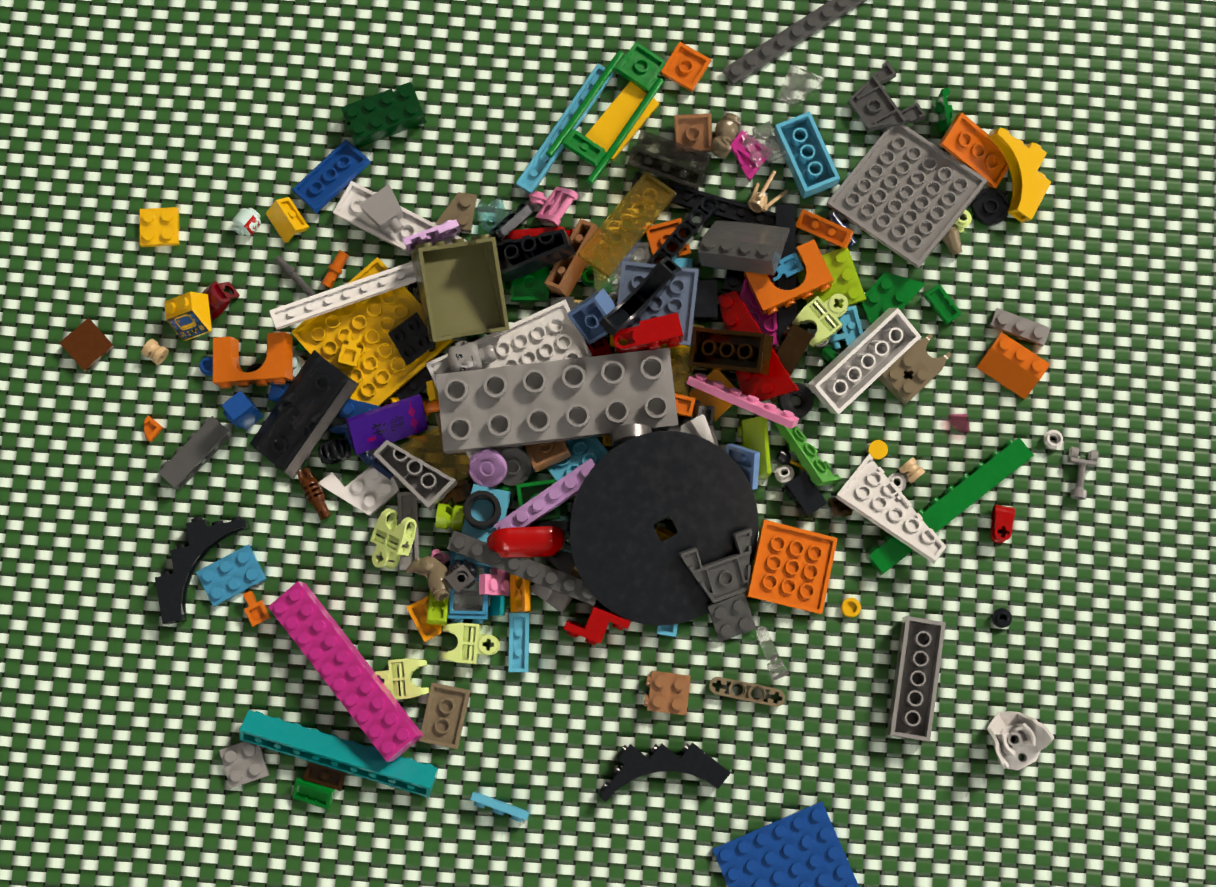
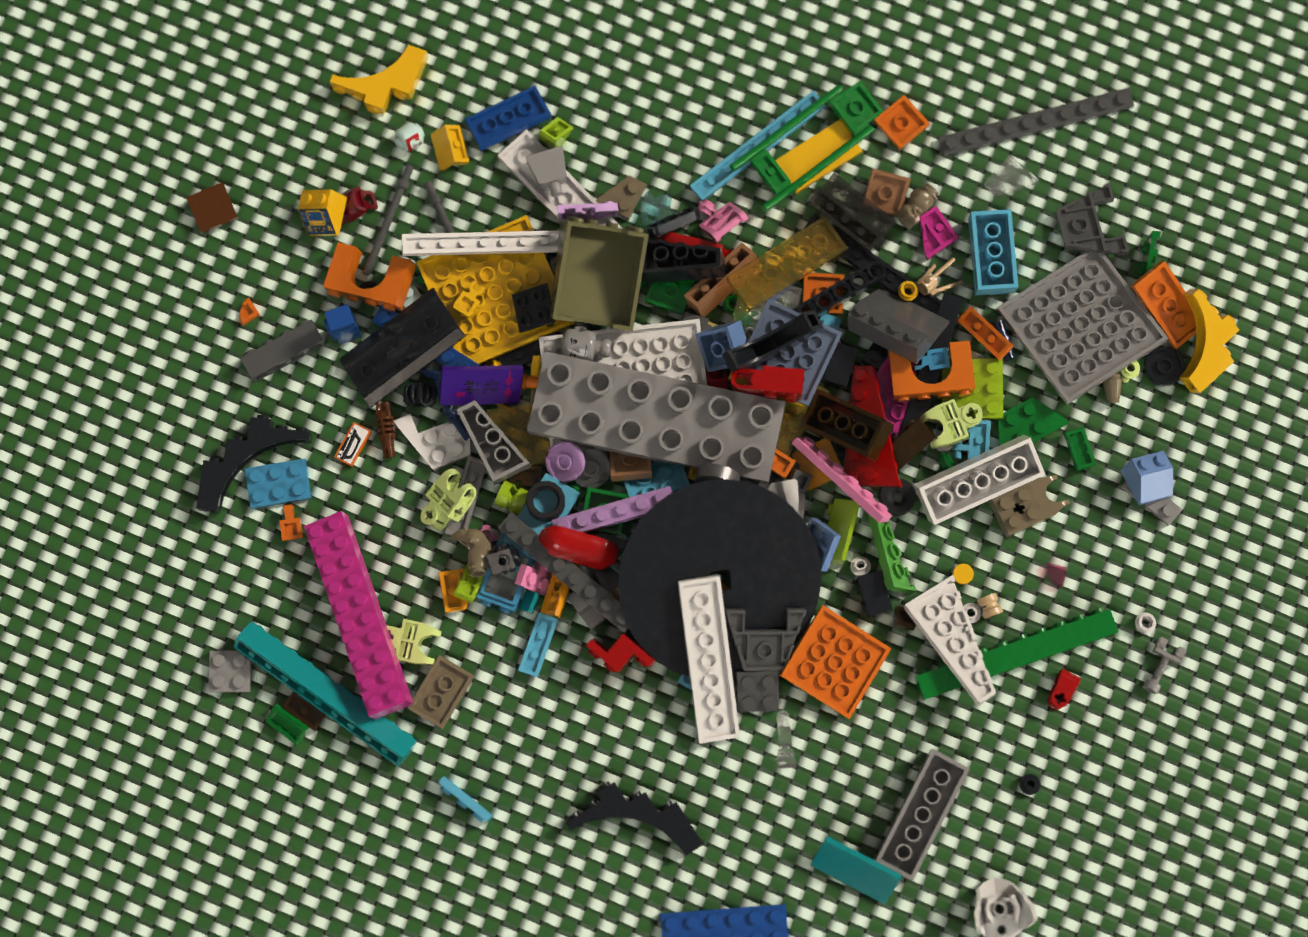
camera: 20 degrees right, 0 degrees up
(154, 351) = (276, 237): tan wheel -> none
(159, 227) = (321, 113): yellow plate -> none
(204, 187) = (378, 89): none -> yellow arch
(206, 366) = (322, 268): blue plate -> none
(255, 267) = (402, 185): none -> dark grey bar
(288, 517) = (353, 444): none -> tile
(335, 269) = (480, 213): orange pin -> none
(378, 176) = (555, 133): none -> lime slope
(383, 115) = (580, 73): dark green piece -> none
(475, 640) = (489, 629): yellowish green piece -> none
(667, 692) = (668, 744): medium nougat plate -> none
(678, 603) = (708, 658): none -> white plate
(743, 208) = (908, 285): none -> yellow plate
(746, 694) = (749, 768): dark tan beam -> none
(768, 142) = (958, 224): clear plate -> none
(784, 458) = (866, 550): black hinge -> none
(850, 607) = (881, 722): yellow tile -> none
(875, 748) = (856, 870): none -> teal tile
(1013, 309) = (1149, 477): none -> medium blue slope
(1013, 365) = (1129, 535): orange slope -> none

